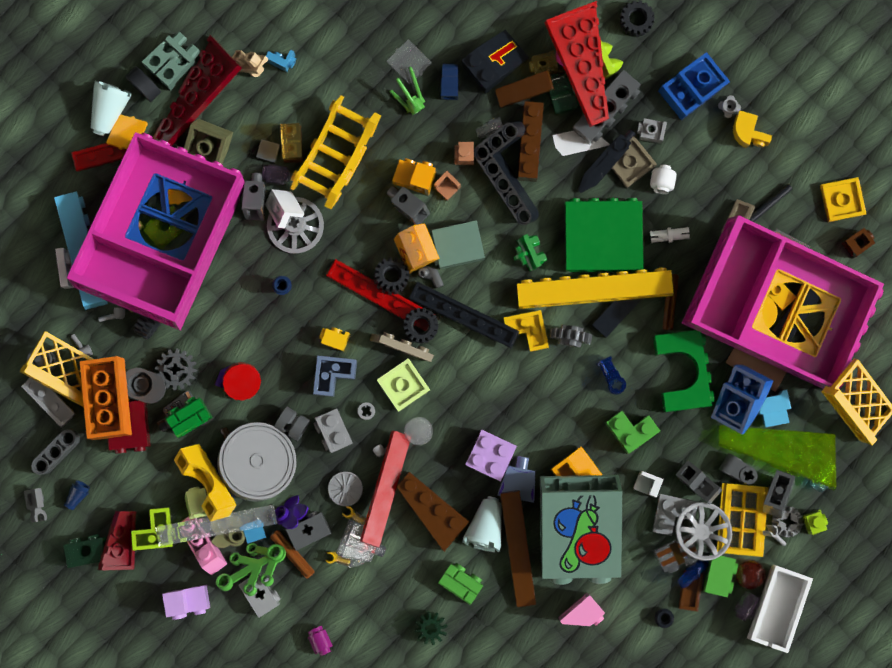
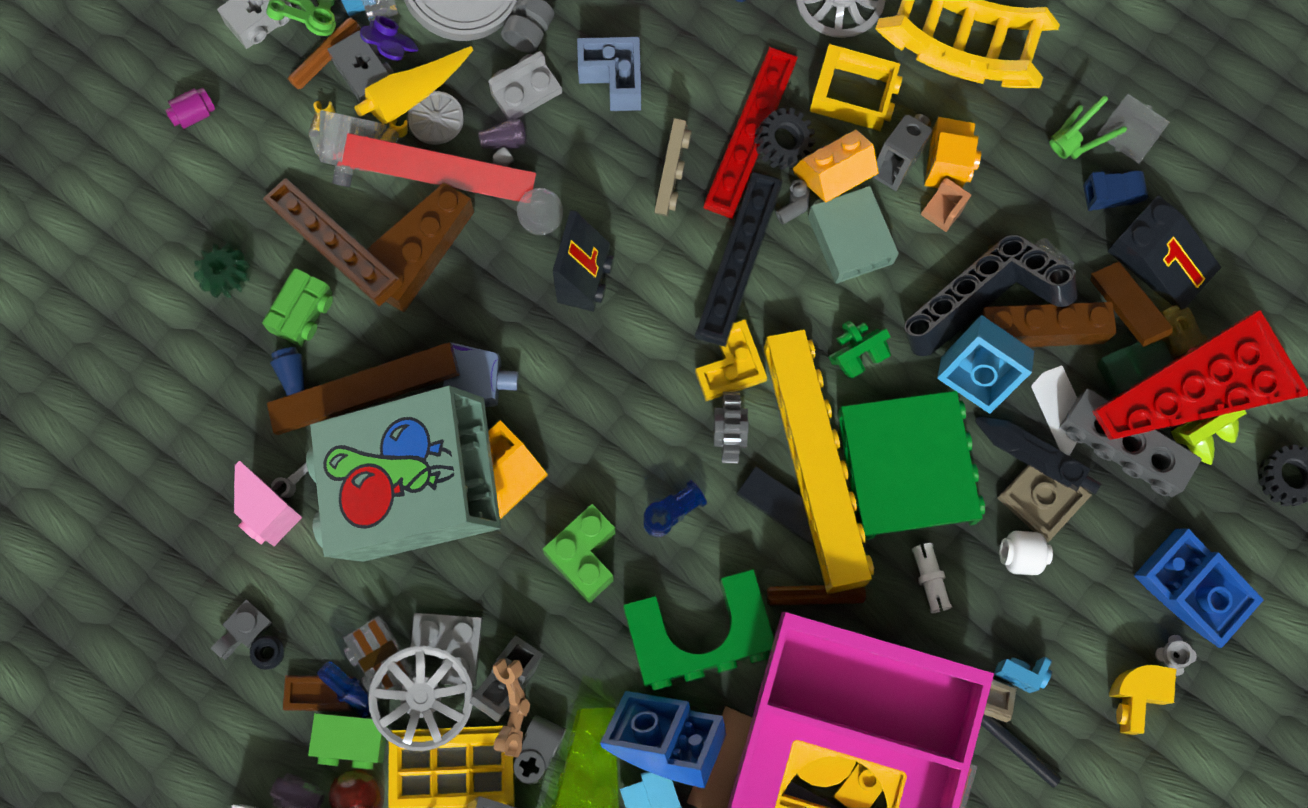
camera: 75 degrees right, 10 degrees down
(329, 504) = (404, 90): none -> yellow piece
(334, 338) = (670, 70): yellow brick -> none
(356, 245) = (862, 65): none -> yellow window
(360, 412) = (560, 124): light grey bush -> none
(364, 447) = (505, 134): none -> clear purple cone
(403, 385) = (612, 181): yellowish green plate -> none
(417, 314) = (713, 173): black tyre -> none
(425, 558) = (333, 242): none -> reddish brown tile
(461, 409) = (581, 264): none -> black slope
(464, 153) = (1004, 221): nougat brick -> none
(486, 526) = (394, 332): light aqua cone -> none
(491, 455) = (514, 326): lavender brick -> none
(497, 592) = (289, 369): none -> dark blue cone
(554, 182) = (986, 364): none -> dark azure brick
(563, 594) = (290, 482): none -> light grey hand
(646, 135) = (1098, 532): light grey brick -> none
(647, 630) = (244, 627): none -> dark grey plate
(648, 484) = (496, 595): white panel -> none
(729, 196) = (1018, 673): none -> dark azure bracket
(731, 483) = (510, 736): none -> medium nougat piece

